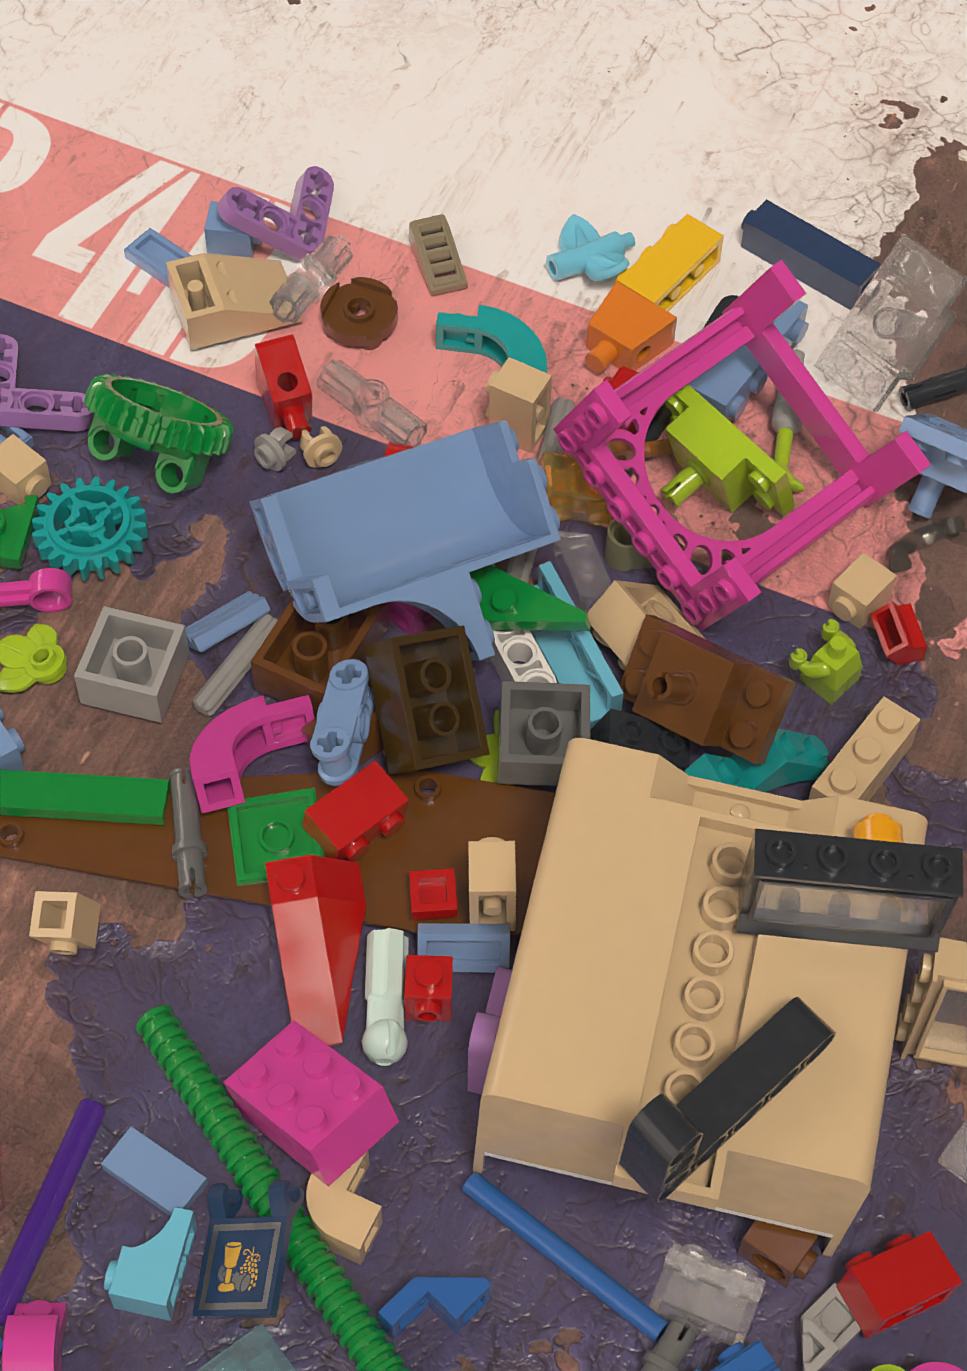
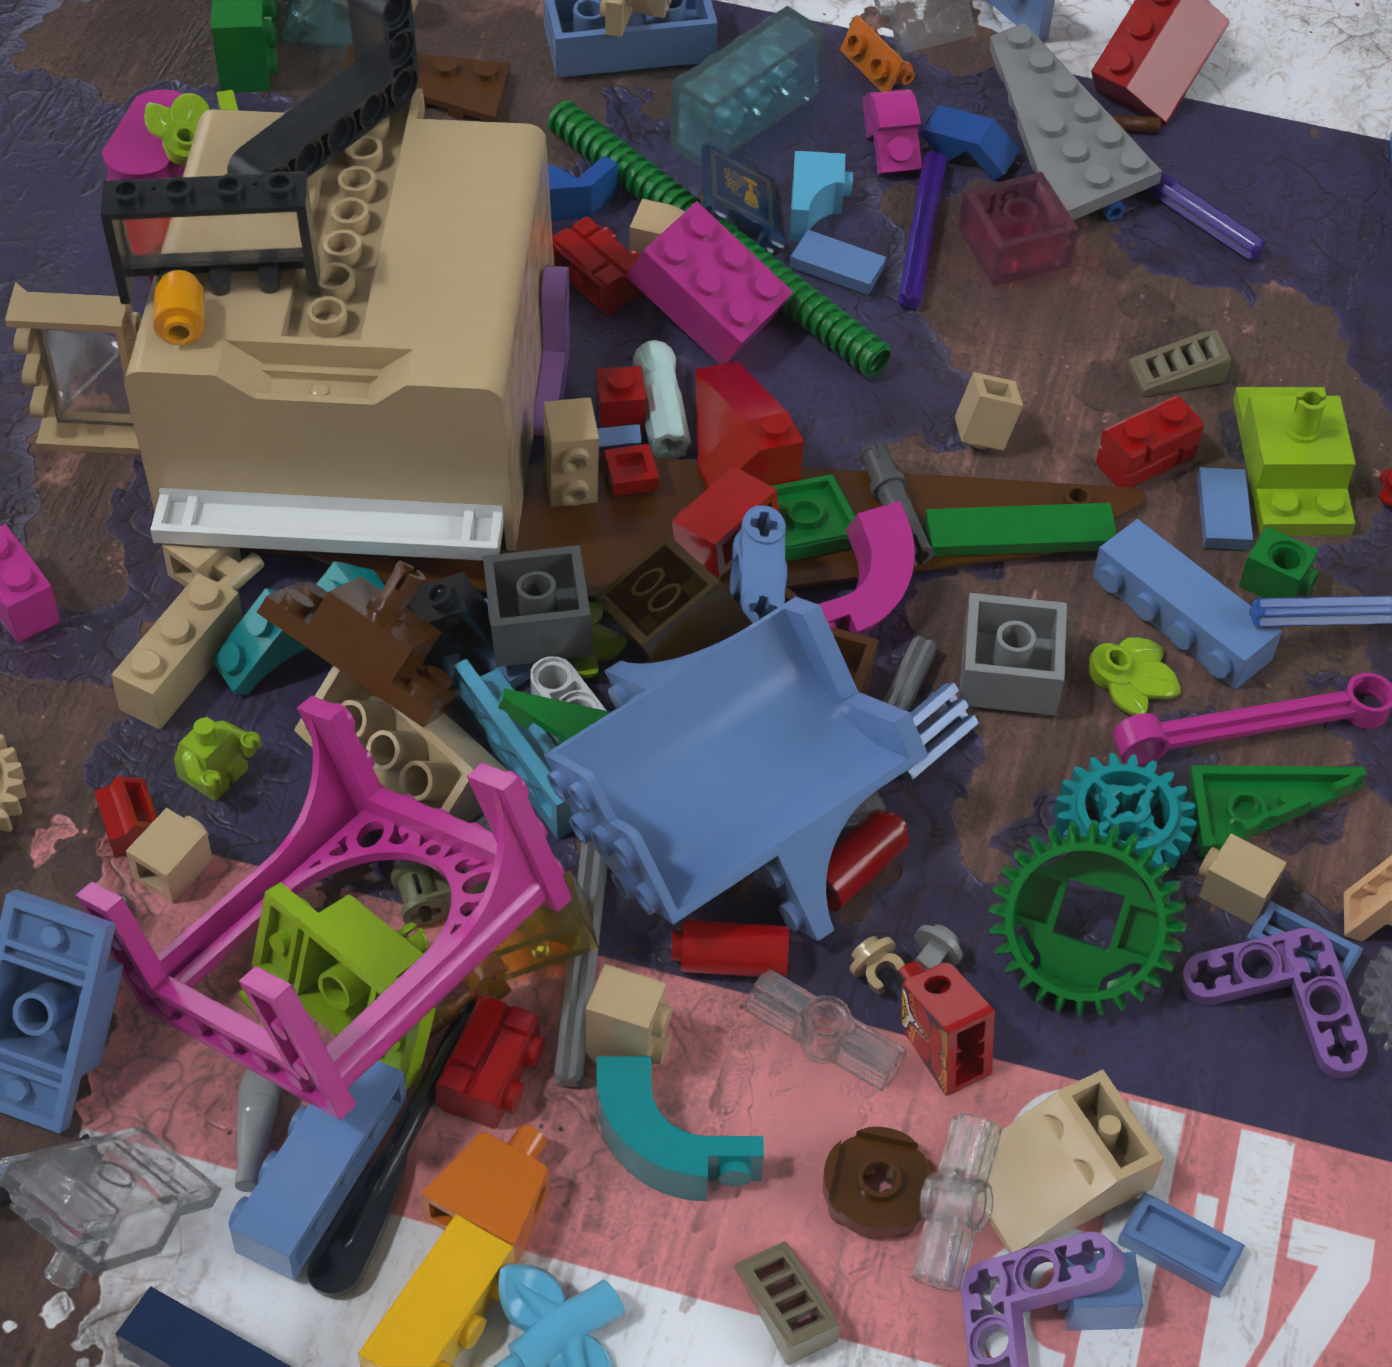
camera: 170 degrees right, 5 degrees down
(421, 1185) = (596, 264): none -> red brick

